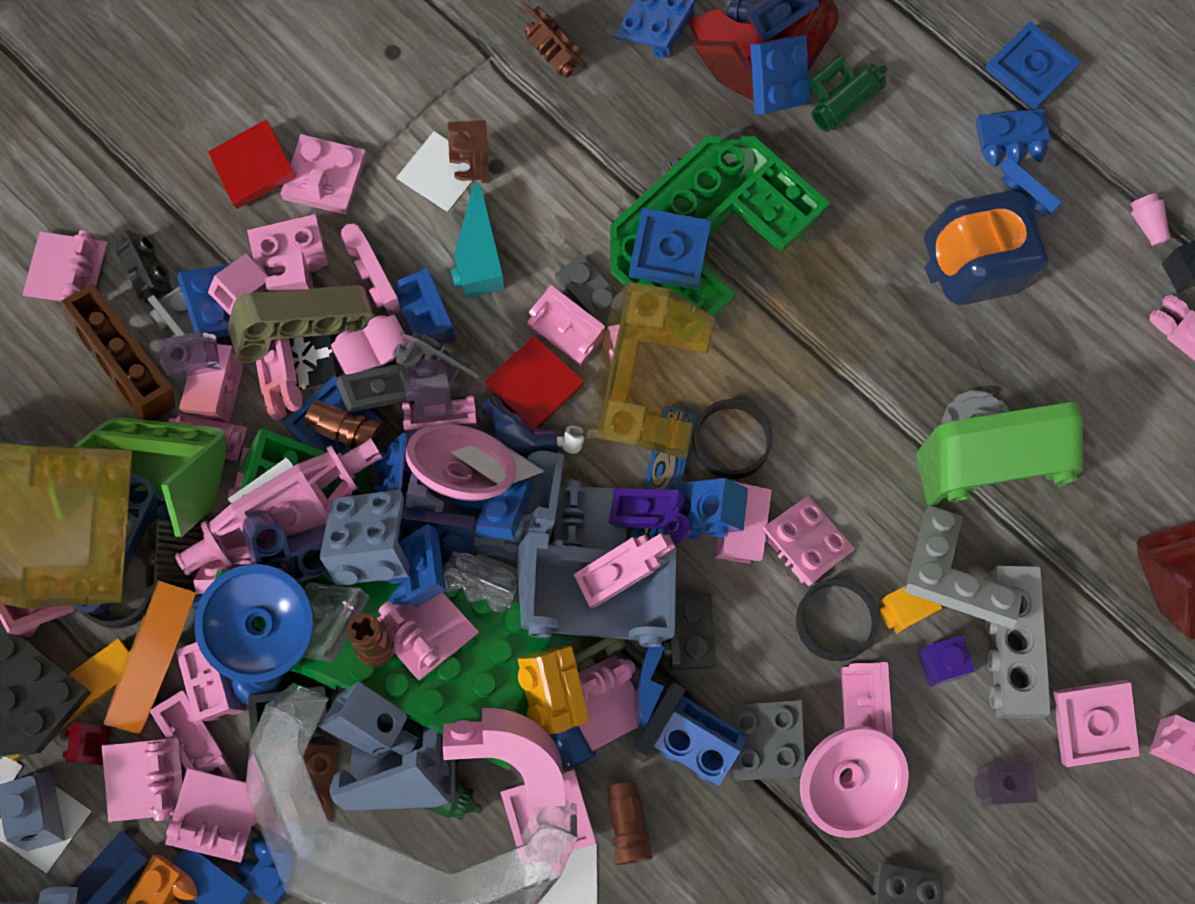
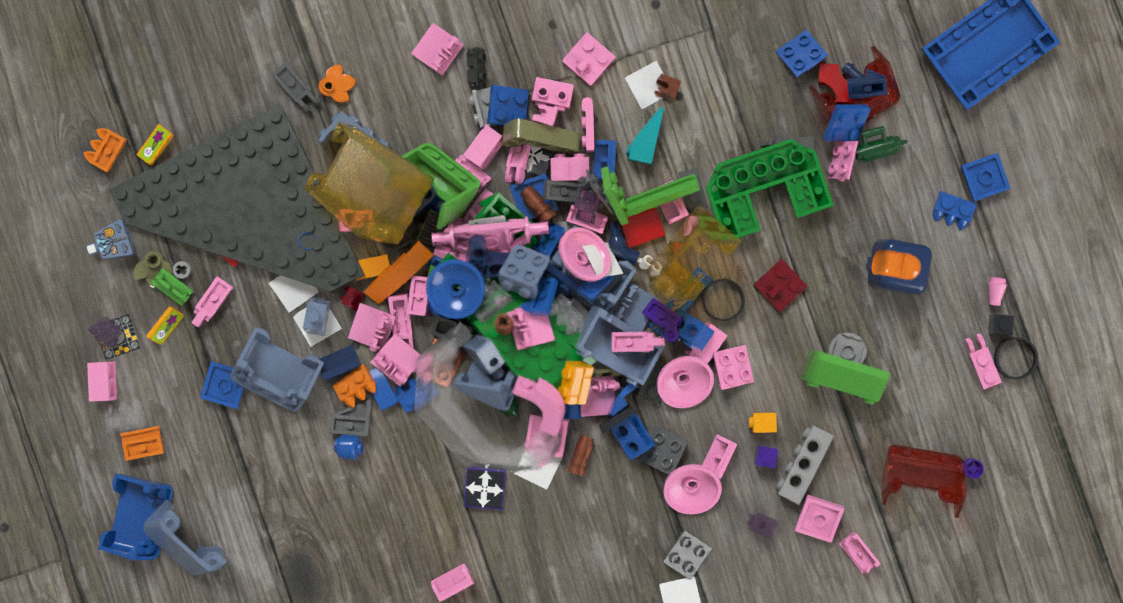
camera: 30 degrees right, 15 degrees up
(118, 353) = (445, 112): reddish brown brick -> none
(189, 354) = (480, 133): clear purple brick -> none
(236, 280) = (520, 107): bright pink brick -> none
(251, 164) = (554, 37): red tile -> none
(526, 331) = (650, 199): none -> bright green bracket
(552, 42) = (741, 34): copper hinge -> none
(669, 248) = (739, 193): blue plate -> none
(759, 603) = (685, 390): none -> bright pink dish
(805, 134) = (842, 160): none -> bright pink hinge
(812, 373) = (780, 285): none -> dark red hinge
(859, 590) = (745, 417): black tyre -> none
(935, 581) = (779, 418): light grey plate -> none
(1019, 180) = (943, 252): blue plate -> none

